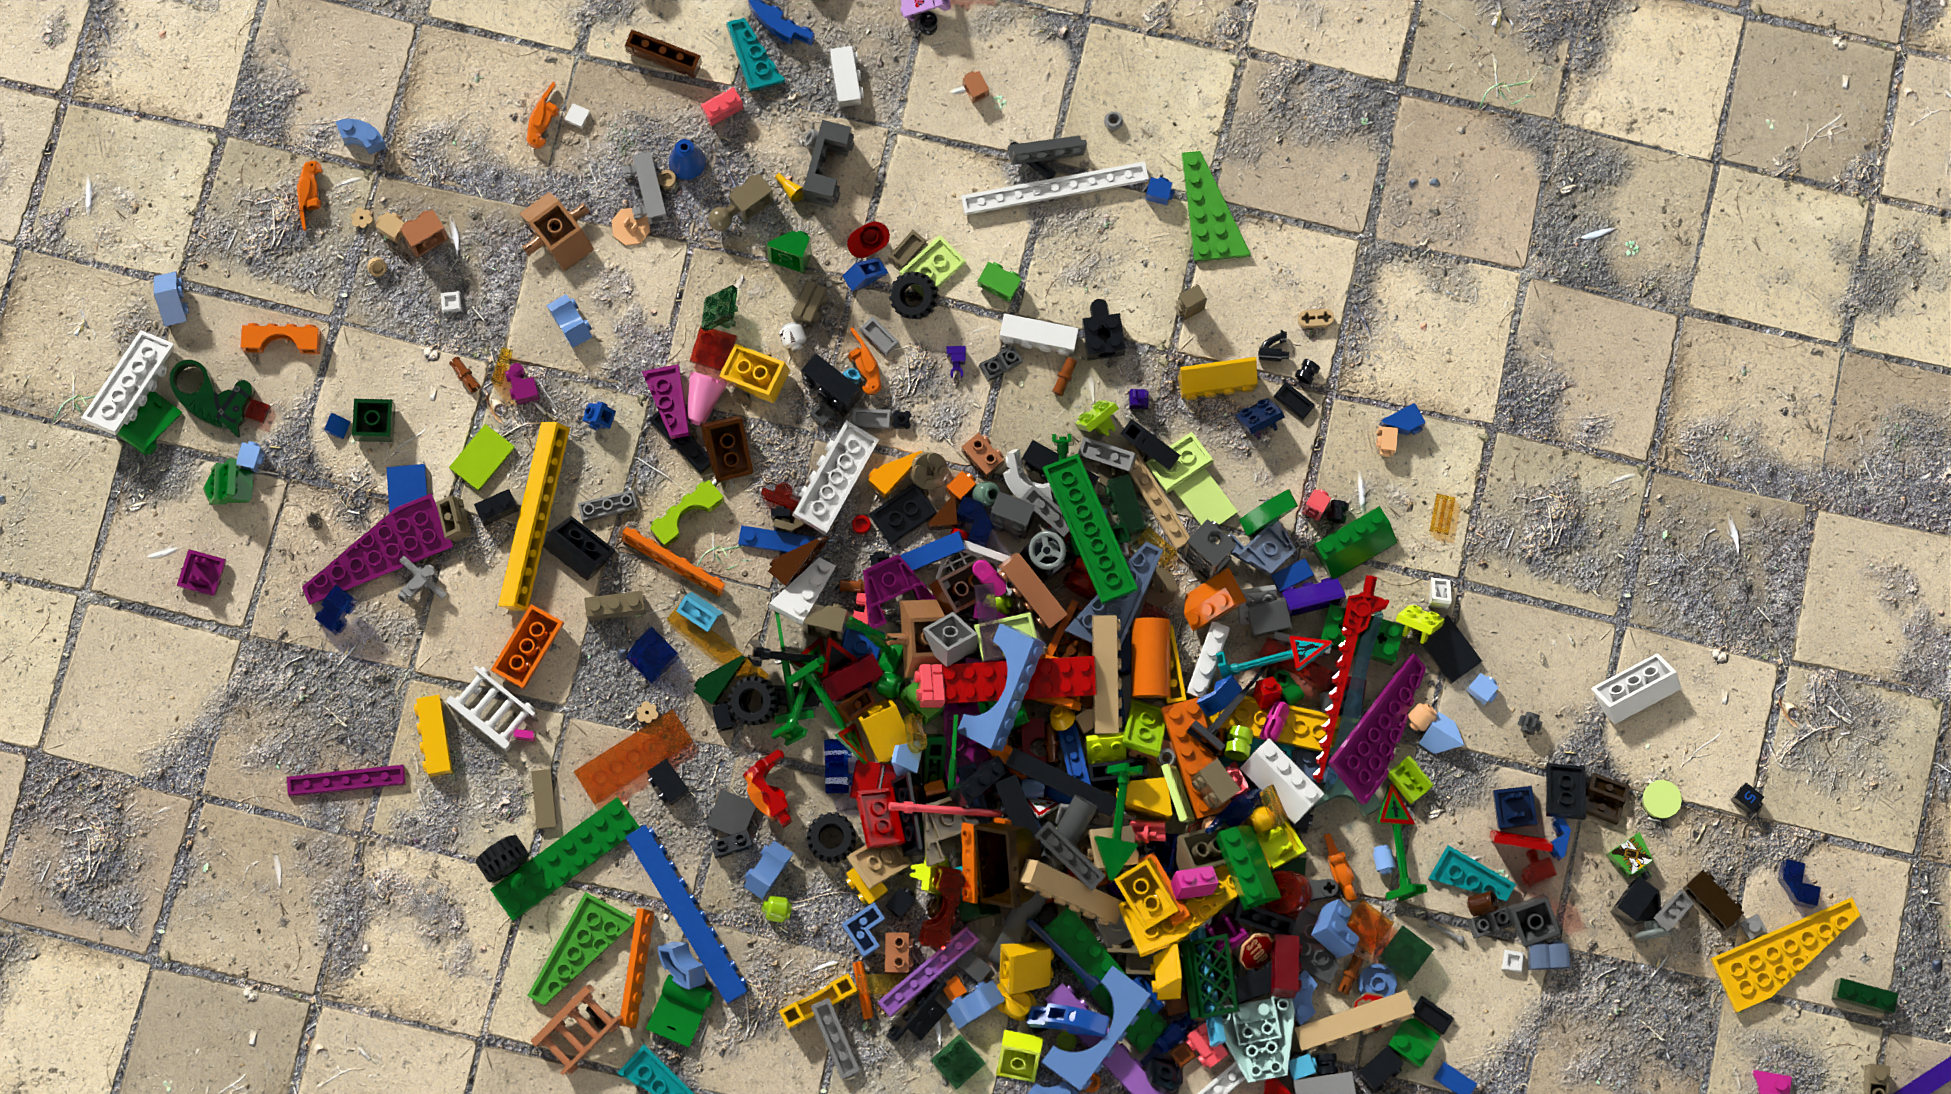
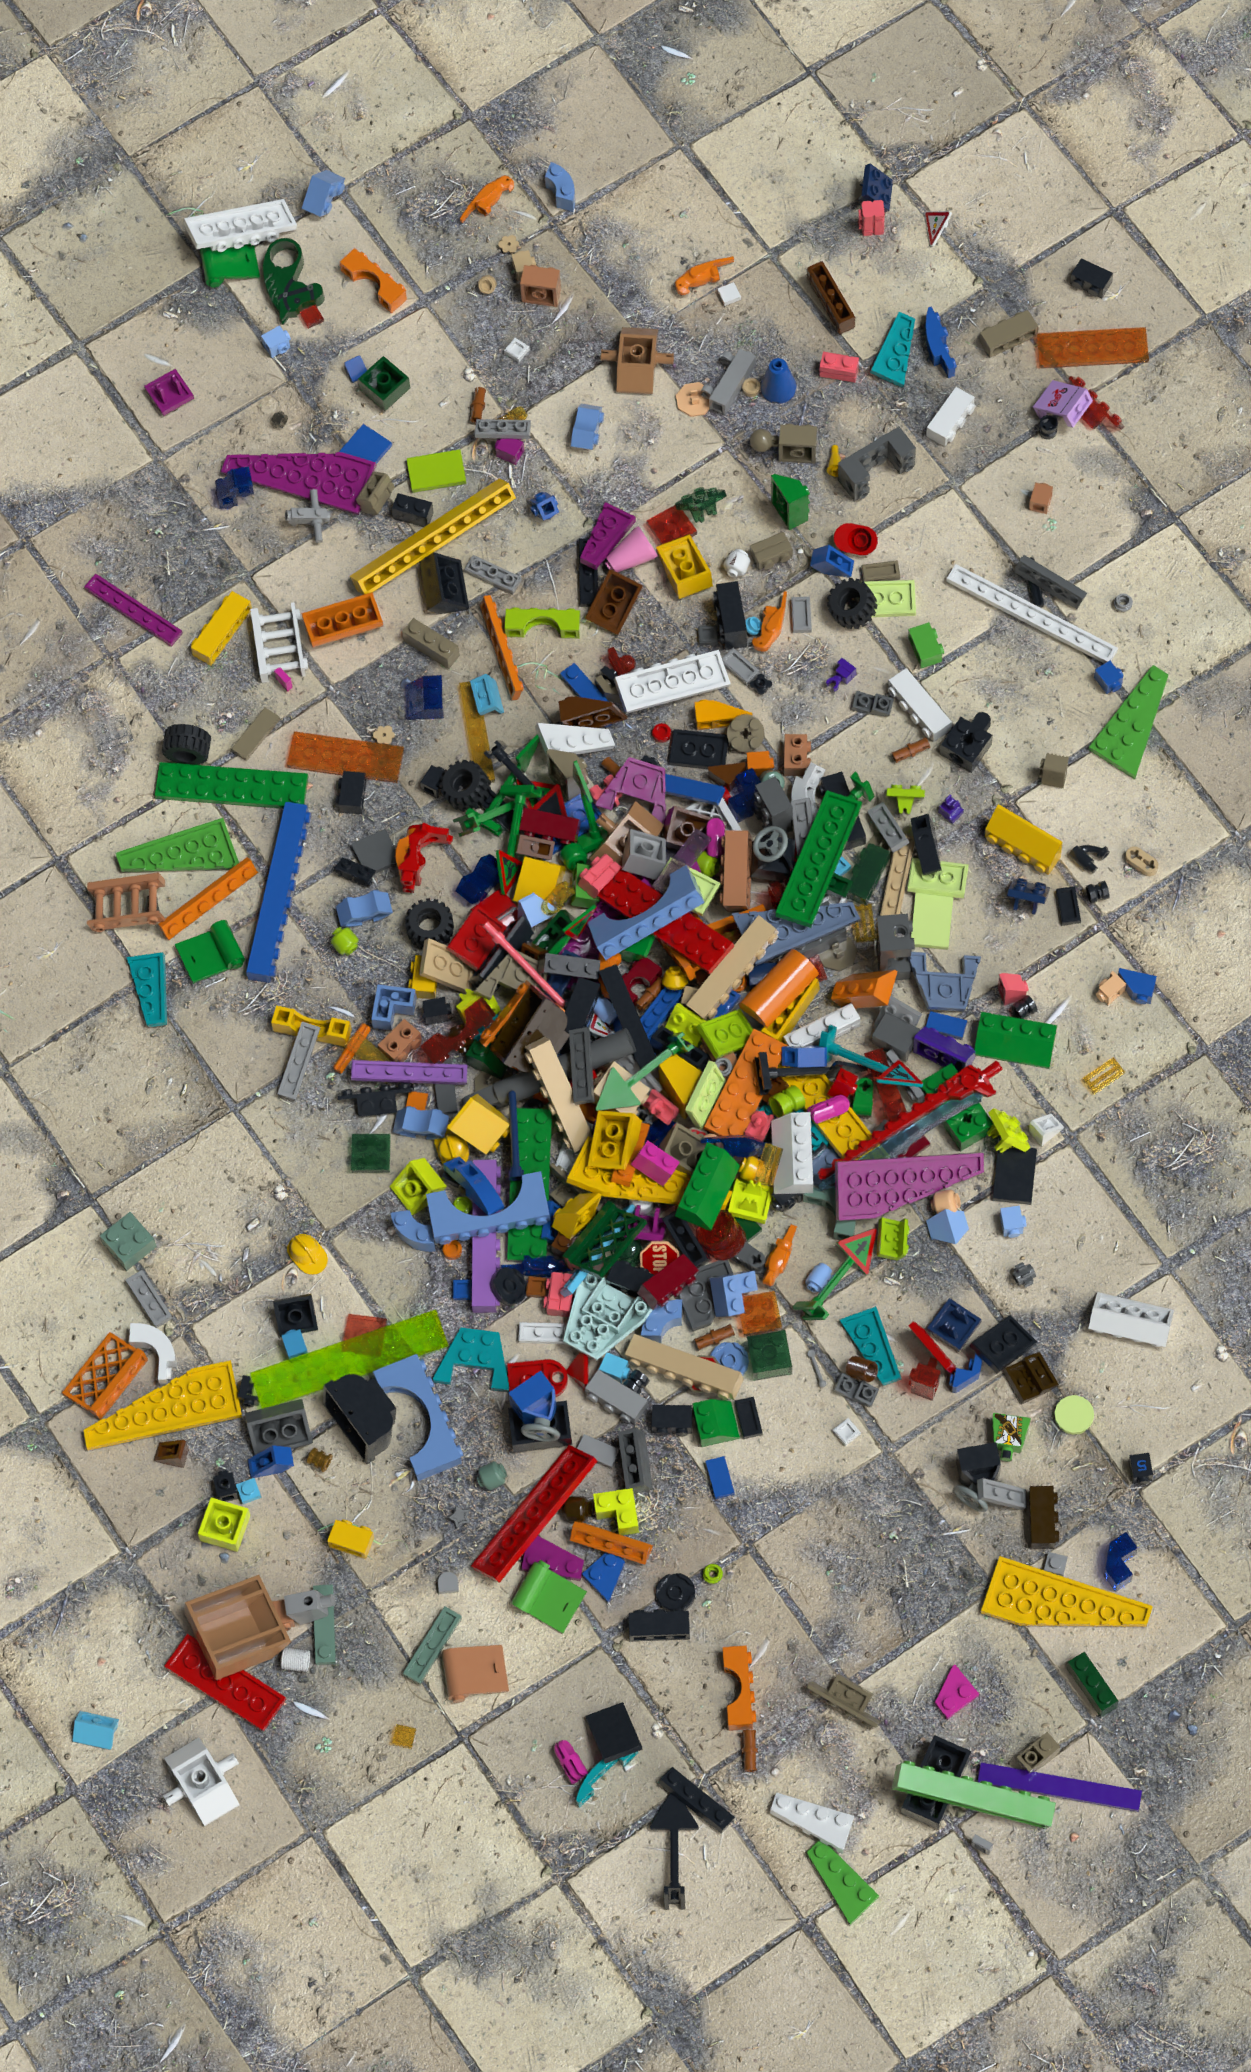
camera: 50 degrees right, 10 degrees down
(228, 484) = (244, 348): green piece -> none
(499, 387) = (503, 429): none -> light grey tile
(682, 965) = (241, 920): medium blue brick -> none
(716, 682) = (449, 751): dark green slope -> none
(1214, 784) = (737, 1107): dark tan brick -> none
(1268, 513) = (967, 962): green slope -> none
(1533, 920) = (888, 1412): dark grey slope -> none
(1548, 956) = (876, 1449): sand blue brick -> none

